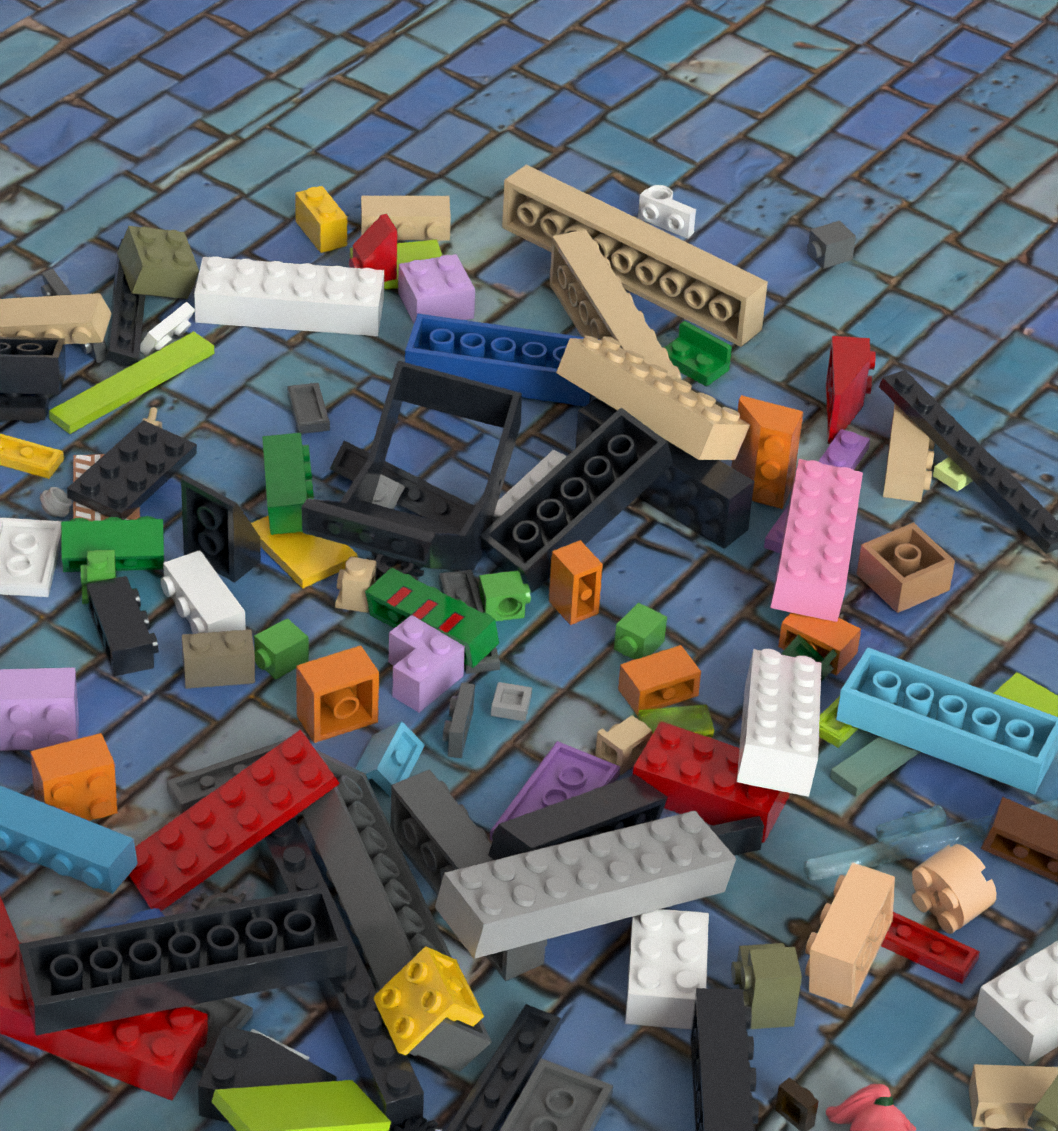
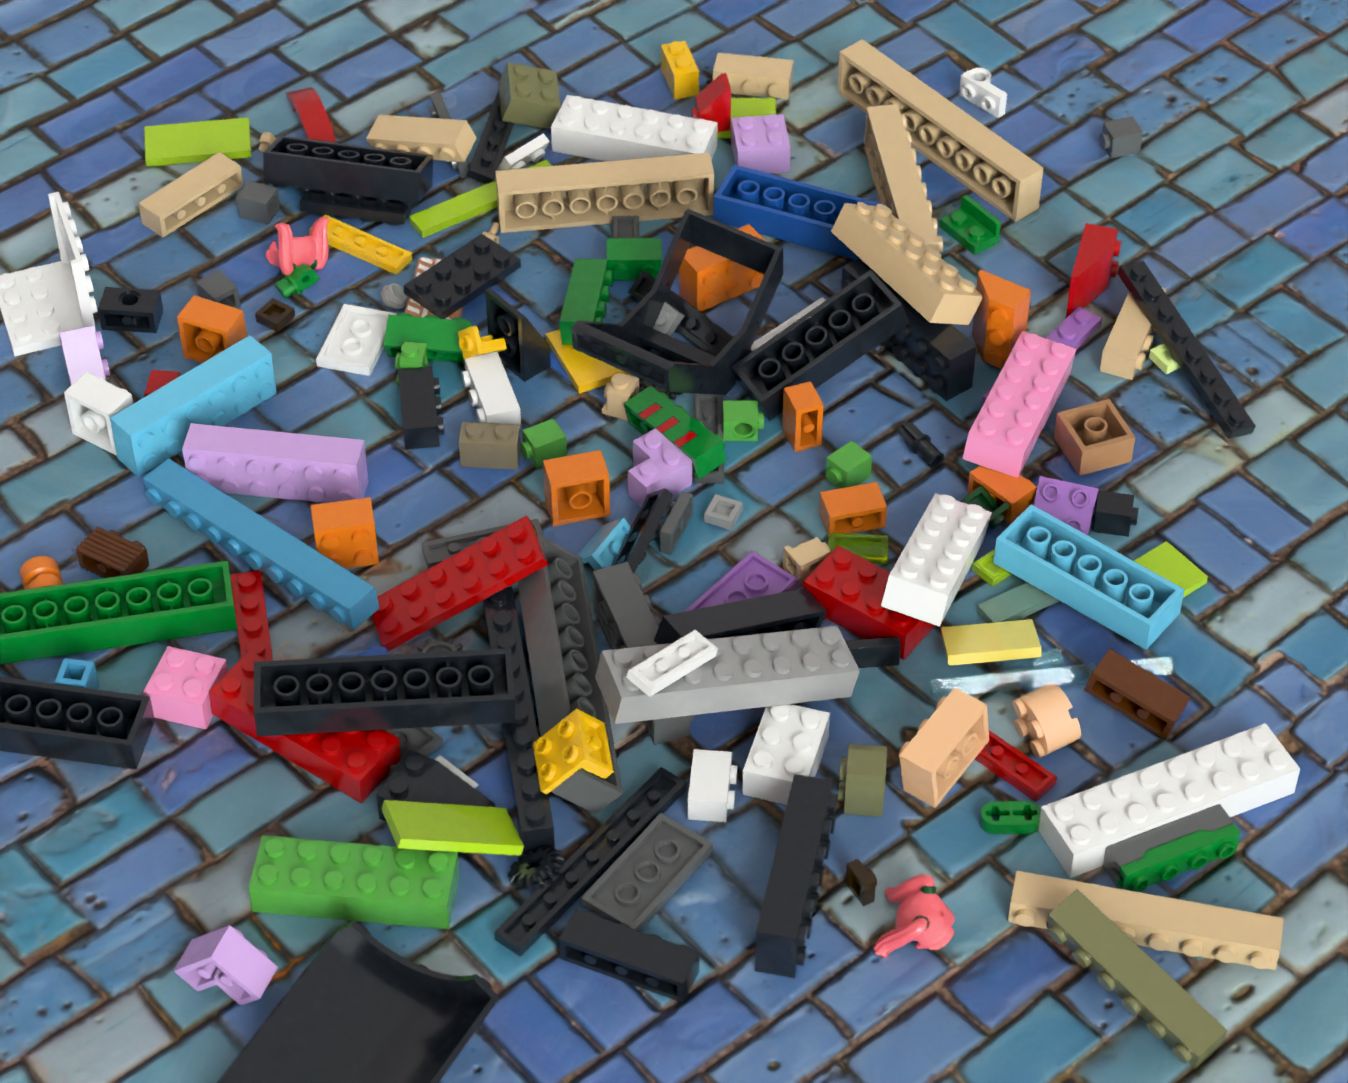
camera: 15 degrees right, 5 degrees up
(172, 544) = (474, 345): none -> yellow bracket
(268, 358) = (598, 190): none -> tan brick
(328, 427) = (632, 255): none -> green brick
(428, 730) = (644, 529): none -> black plate
(431, 439) = (712, 279): none -> orange brick
(531, 876) = (672, 663): none -> white tile
(589, 1018) = (710, 785): none -> white brick
(713, 598) = (921, 444): none -> black axle
(861, 809) = (990, 642): none -> light yellow tile
(898, 638) = (1067, 502): none -> medium lavender bracket
(941, 1005) = (1010, 817): none -> green beam
(951, 648) = (1115, 513): none -> black brick

